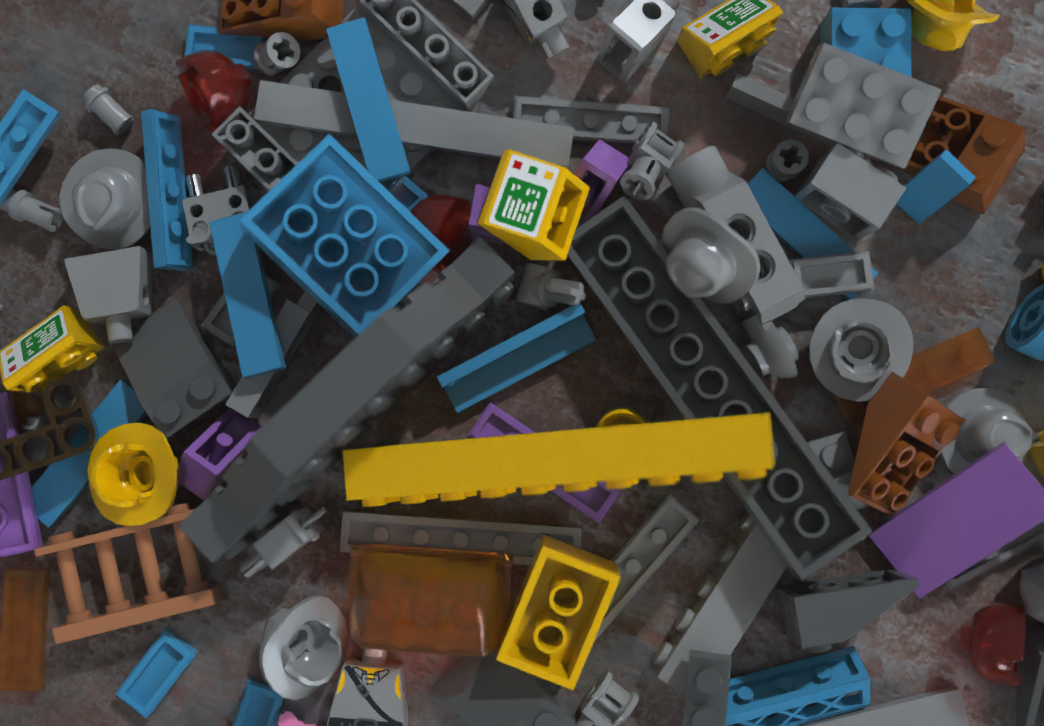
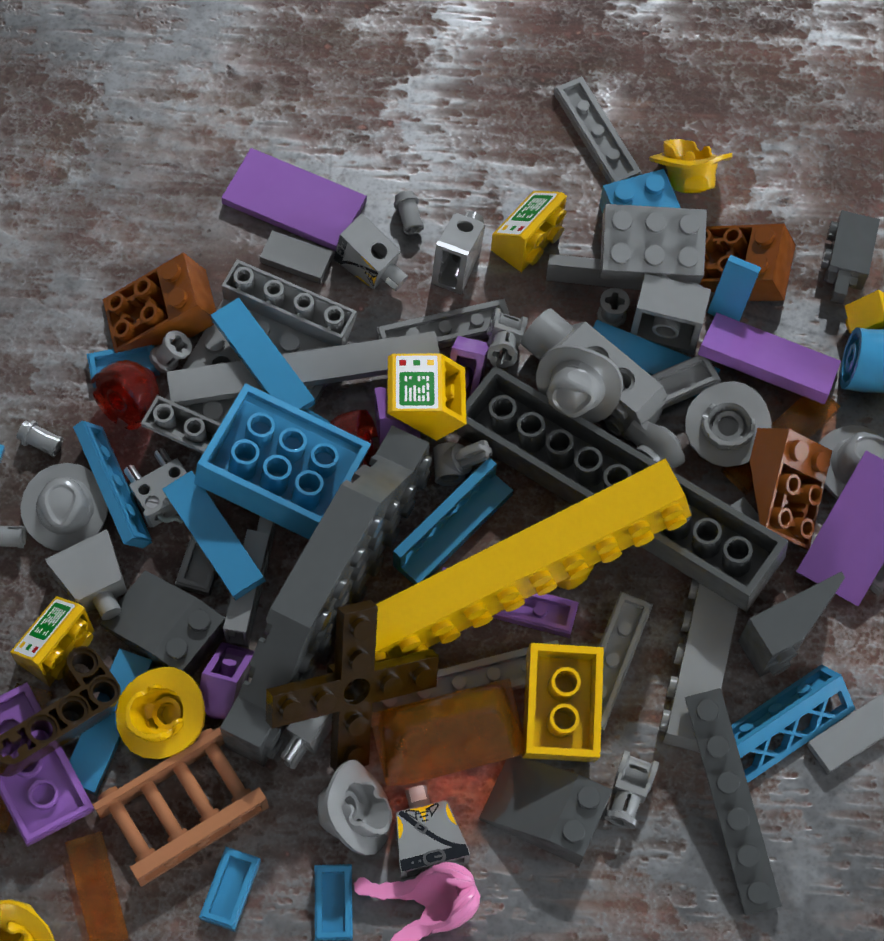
camera: 20 degrees left, 20 degrees down
(330, 530) = (372, 683): none -> dark brown piece
(940, 281) = (769, 358): none -> medium lavender tile

